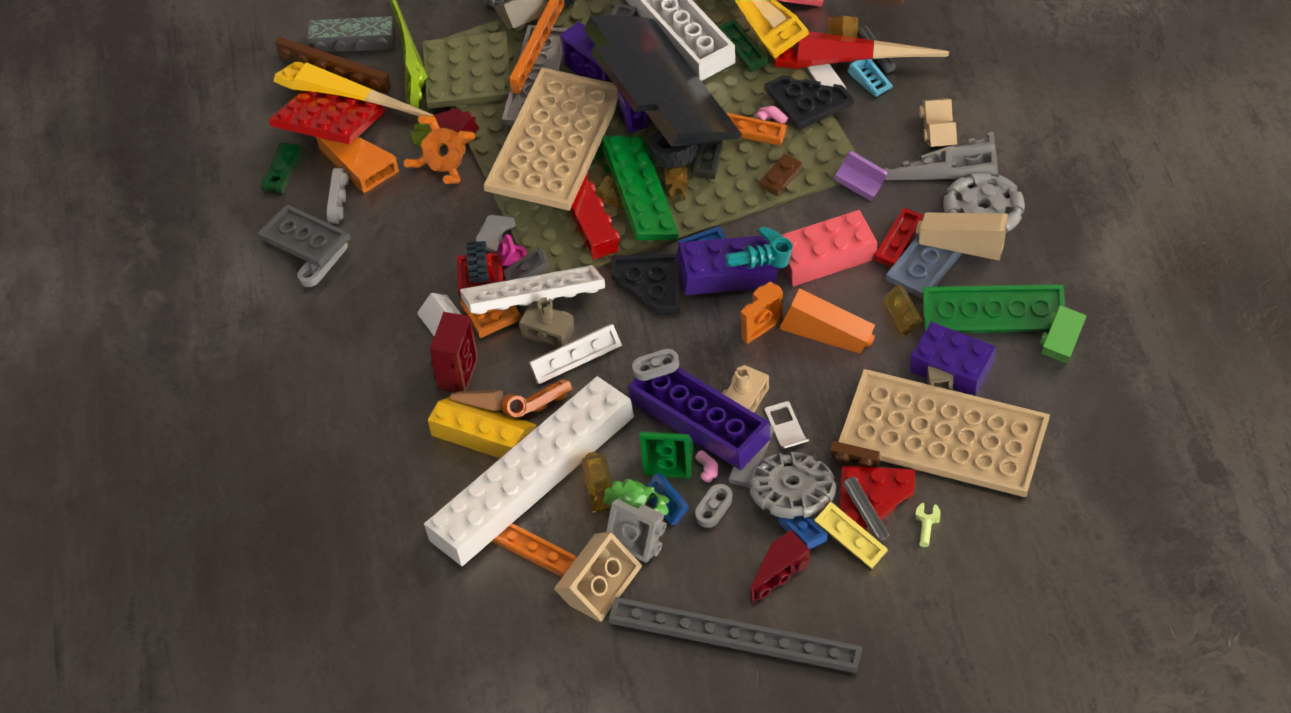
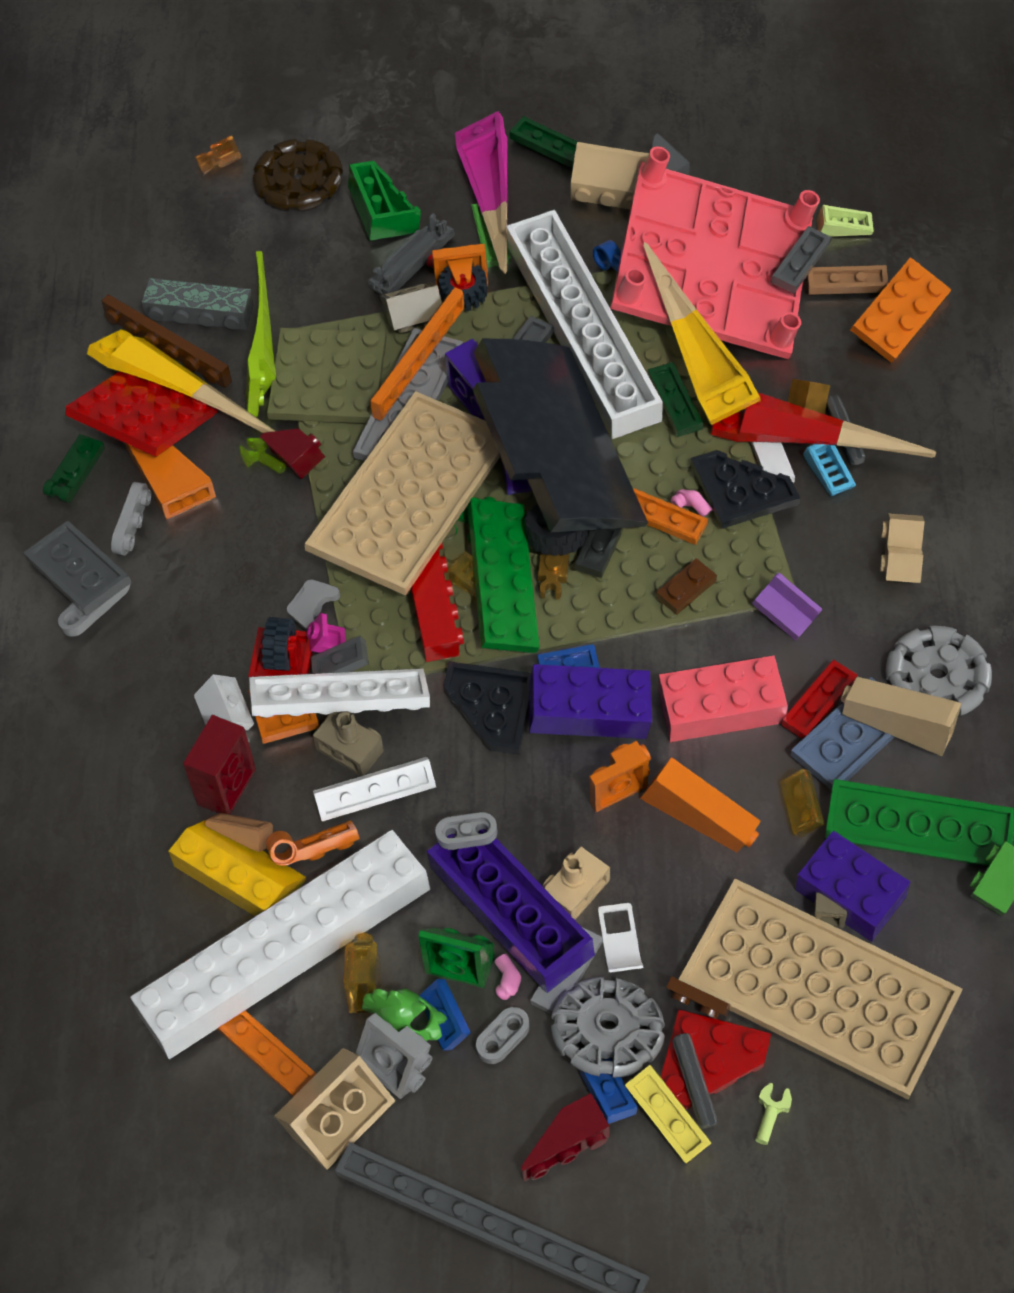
camera: 10 degrees right, 5 degrees up
(431, 150) = (258, 481): orange plate -> none
(776, 253) = (640, 701): teal piece -> none
(951, 162) = (909, 605): light grey wedge -> none

